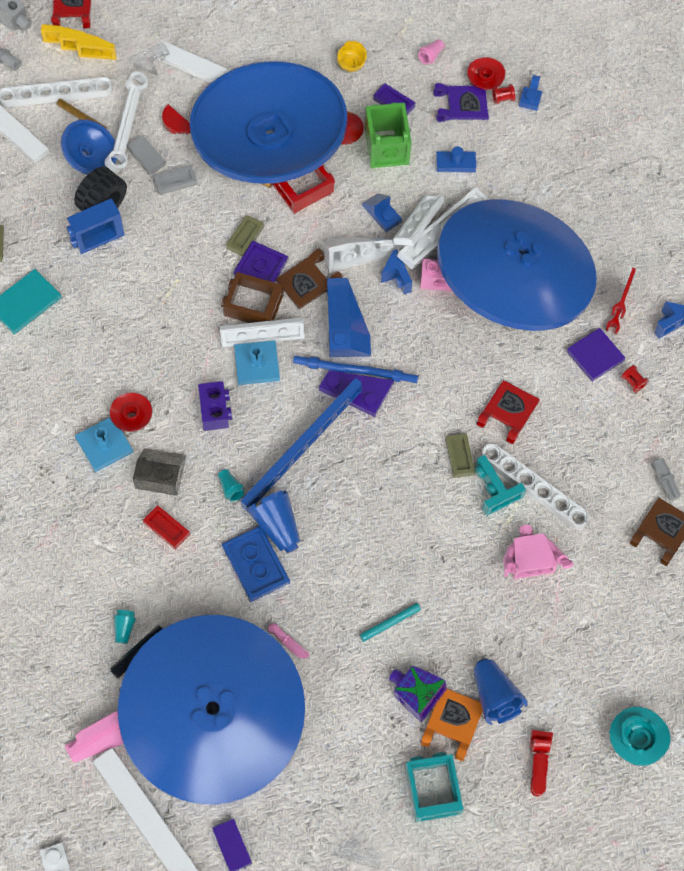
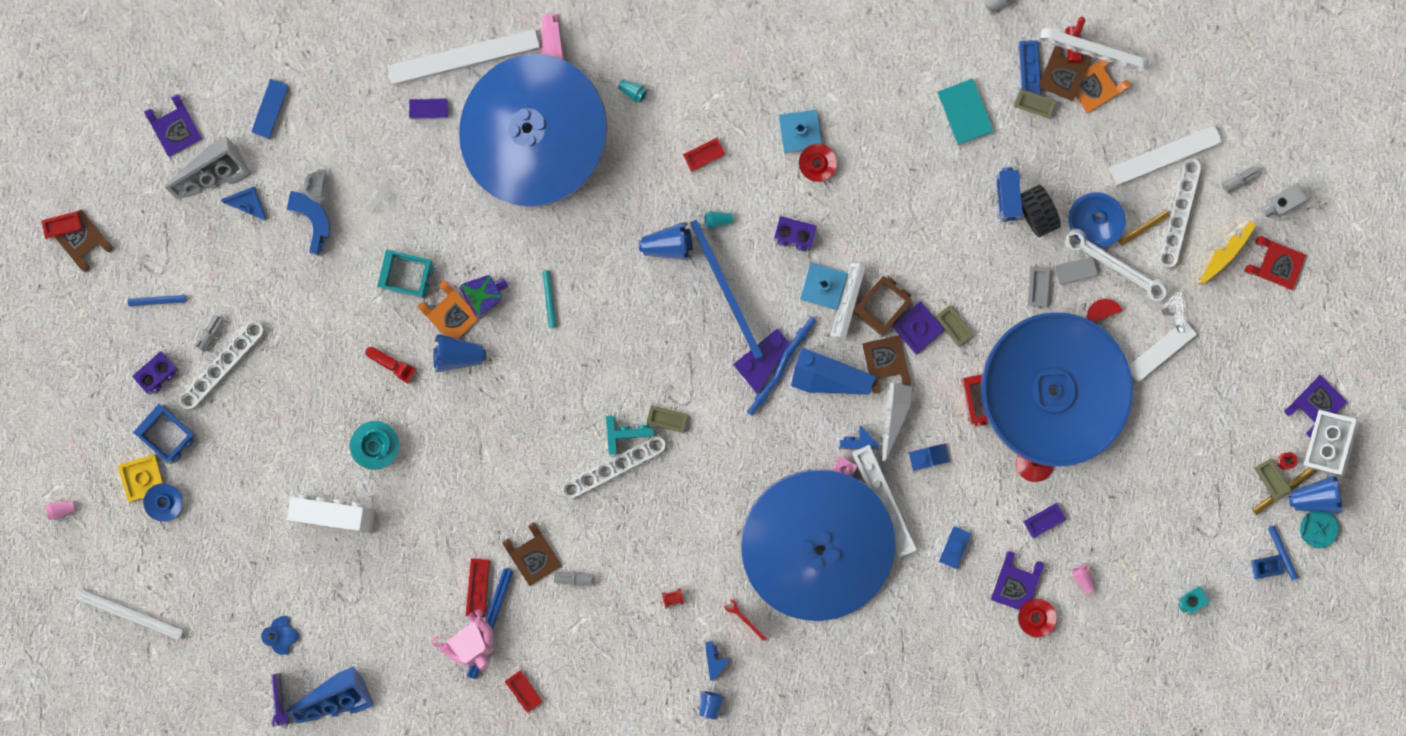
camera: 115 degrees right, 20 degrees up
(122, 664) = (608, 94): black axle -> none
(159, 471) = (755, 167): clear smoke slope -> none
(255, 563) = (642, 213): blue tile -> none
(289, 642) = (566, 213): bright pink piece -> none
(352, 56) = (1105, 499): yellow hair -> none
(387, 149) = (995, 489): bright green container -> none
(418, 220) = (899, 481): white tile -> none
(503, 94) = (1012, 619): red bush -> none
(510, 407) = (693, 481): red flag -> none
(531, 96) = (996, 649): blue plate -> none
(533, 555) = (553, 434): bright pink torso -> none
(596, 354) = (711, 578): dark purple tile -> none

